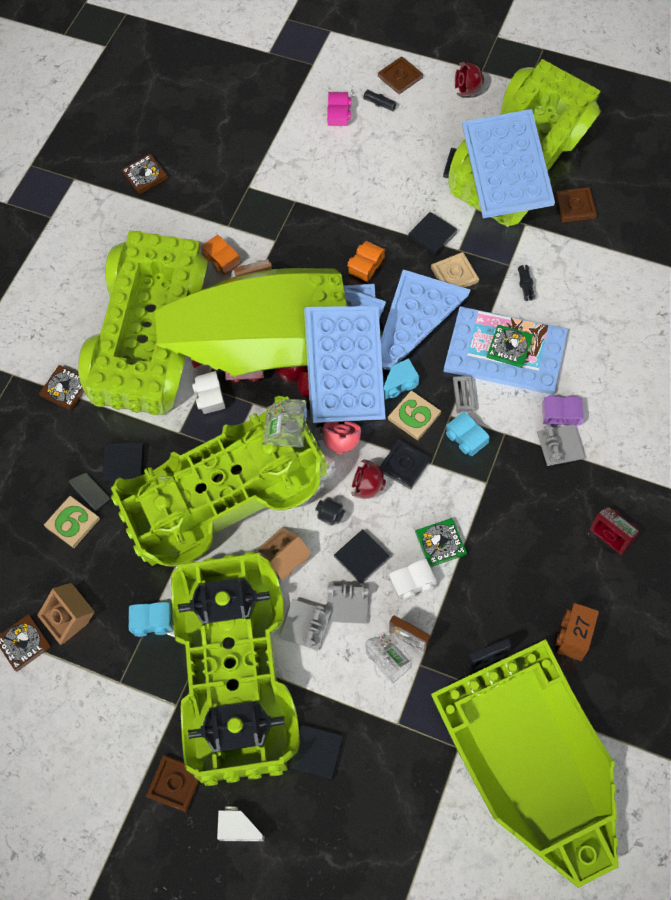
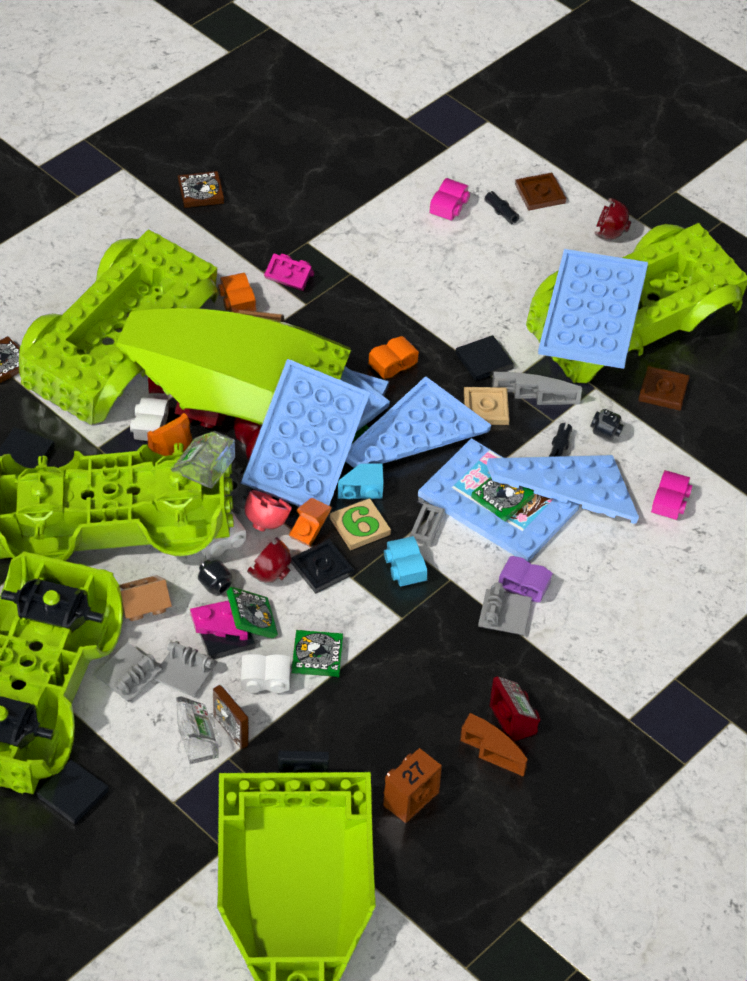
camera: 15 degrees right, 15 degrees down
(239, 407) = (164, 438): none -> orange slope
(249, 219) = (289, 272): none -> dark pink bracket
(354, 548) = (216, 620): none -> dark pink wing
(376, 532) = (252, 612): none -> tile
(378, 430) = (311, 518): none -> orange slope
(488, 242) = (545, 389): none -> light grey slope
(552, 311) = (580, 479): none -> light blue wing
(553, 253) = (607, 424): none -> black head
(614, 565) = (493, 745): none -> dark orange slope
(630, 293) = (671, 495): none -> dark pink brick

